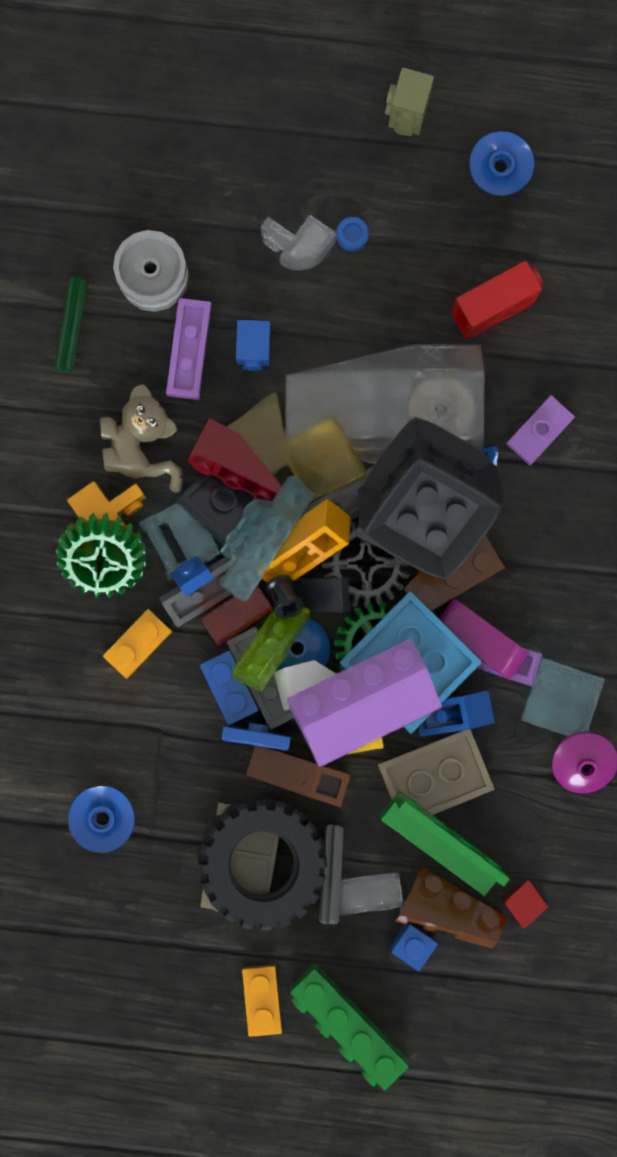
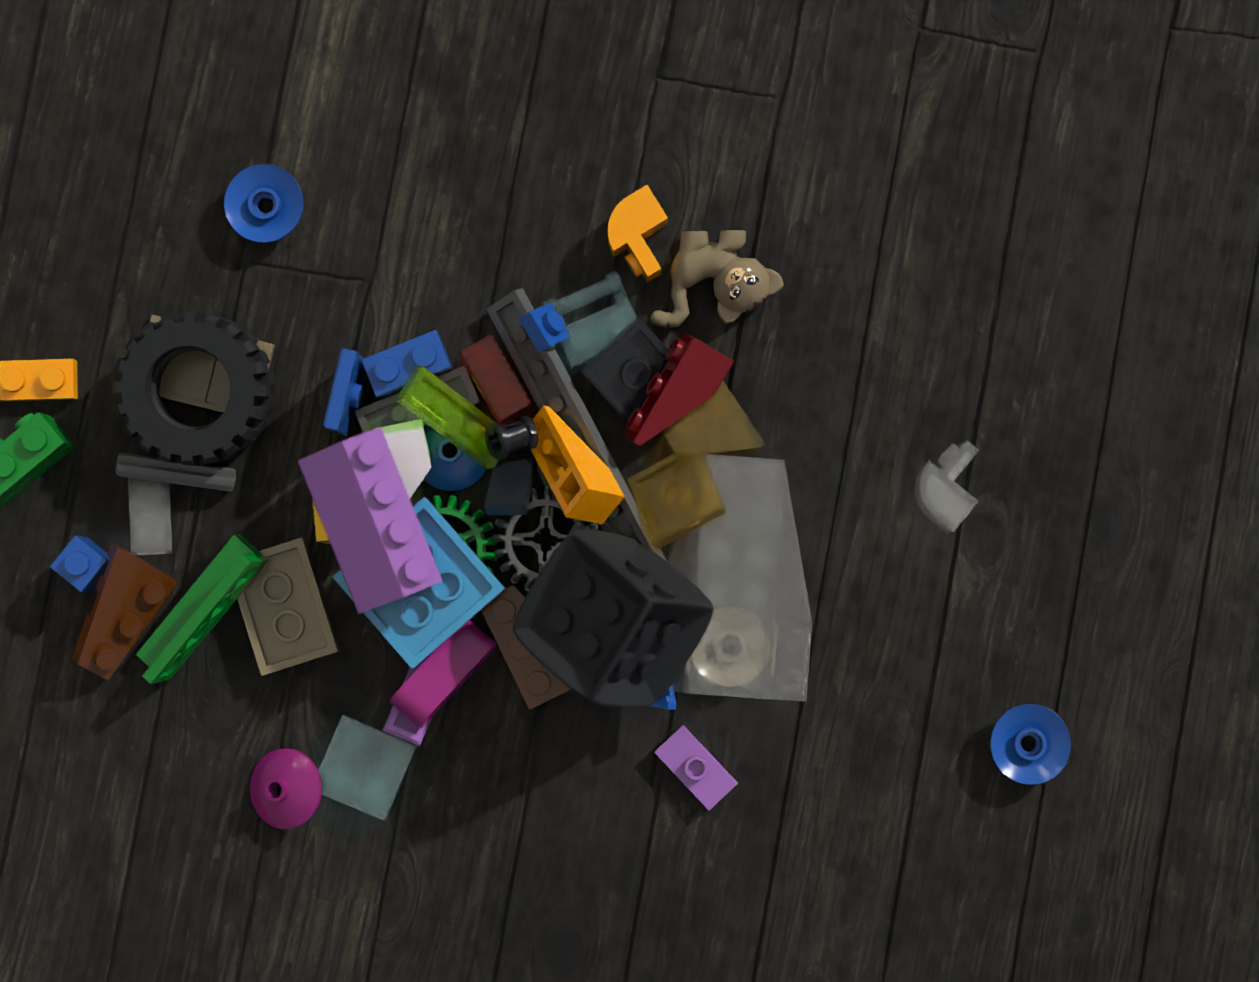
camera: 90 degrees right, 0 degrees up
(70, 324) = (864, 204): dark green axle -> none
(121, 554) = (570, 198): green gear -> none
(137, 643) = (470, 260): light orange plate -> none
(156, 253) = (907, 323): light grey wheel -> none
(188, 349) = (824, 344): medium lavender plate -> none
(253, 344) = (824, 422): blue brick -> none
(261, 535) = (585, 414): clear light blue bracket -> none
(299, 775) = (295, 439): reddish brown slope -> none
(352, 234) = (955, 554): blue tile -> none
(408, 101) = (1112, 633): olive brick -> none
(459, 714) = (354, 641): blue slope -> none
(497, 300) = (857, 724): red brick -> none
(525, 903) = (122, 702): red slope -> none

